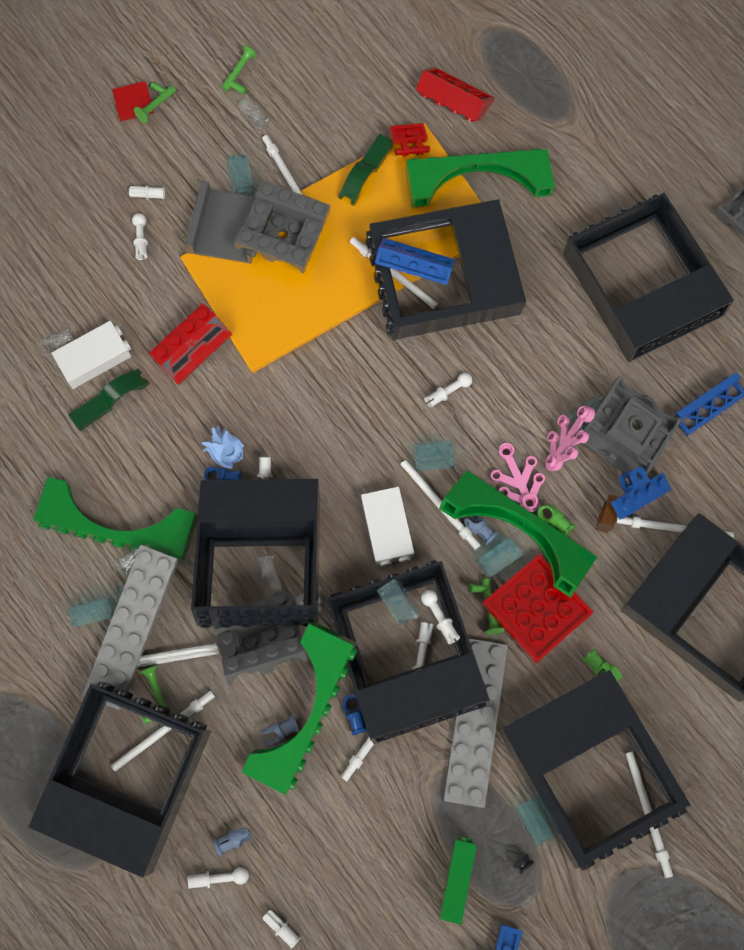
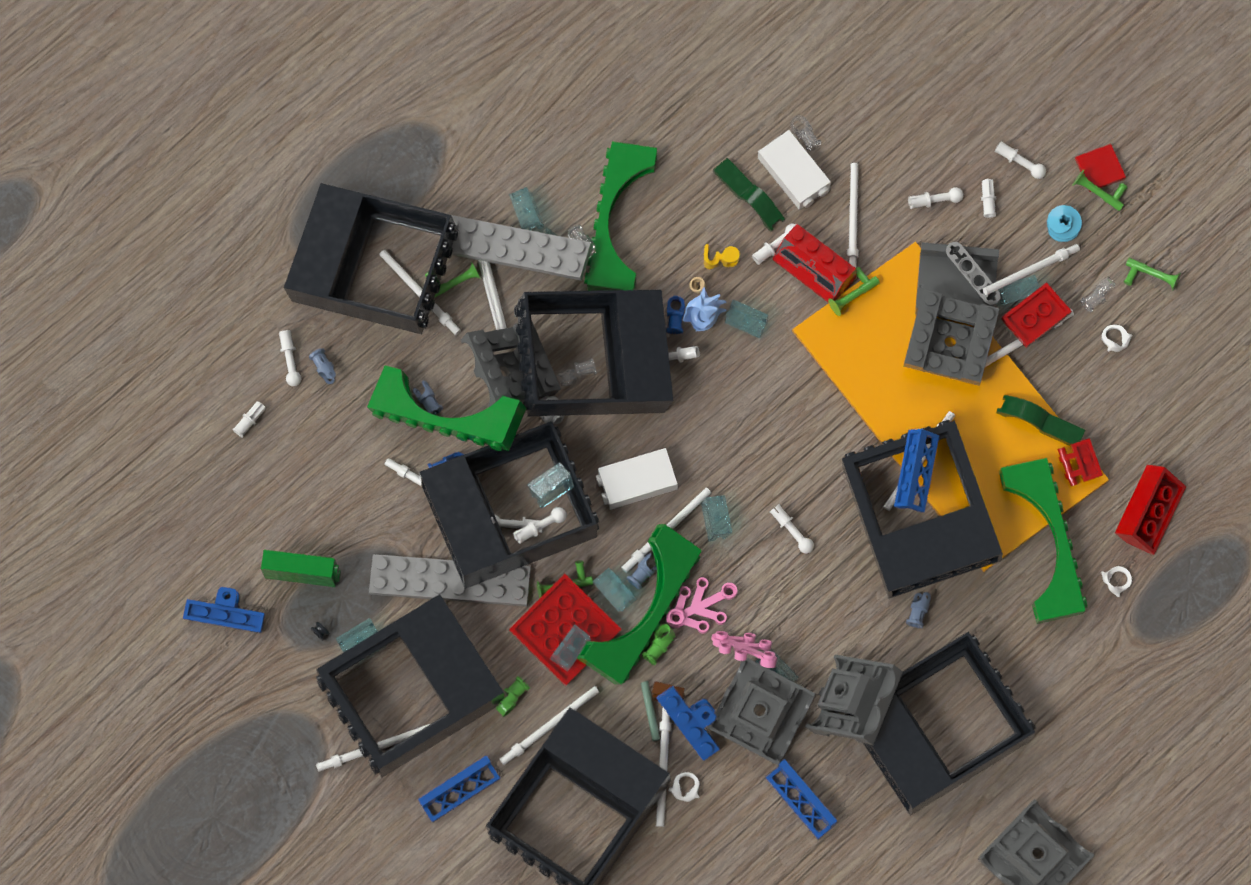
camera: 85 degrees right, 0 degrees up
(109, 168) = (1037, 170): none -> white pin
(168, 385) = (768, 249): none -> white pin
(171, 424) = (729, 257): none -> yellow leg
(182, 133) = (1060, 231): none -> medium azure piece
(182, 312) = (852, 252): none -> white bar
(195, 449) = (694, 286): none -> tan hinge
(212, 139) = (1059, 255): none -> white bar
(222, 206) = (970, 275): none -> light grey beam
(235, 327) = (837, 305): none -> bright green piece
(235, 411) = (746, 318): none -> clear light blue hinge
(268, 158) = (1036, 315): none -> red plate
(302, 107) = (1112, 346): none -> white piece
(524, 129) = (1117, 589): none -> white piece
(536, 287) = (919, 608): none -> sand blue piece
(559, 603) = (570, 648): none -> clear light blue hinge
(620, 535) = (650, 711): none -> sand green piece
(637, 327) = (857, 689): none -> dark grey piece
(655, 665) = (518, 749): none -> white bar
(691, 731) = (455, 782): none -> blue fence
(704, 501) = (690, 795): none -> white piece

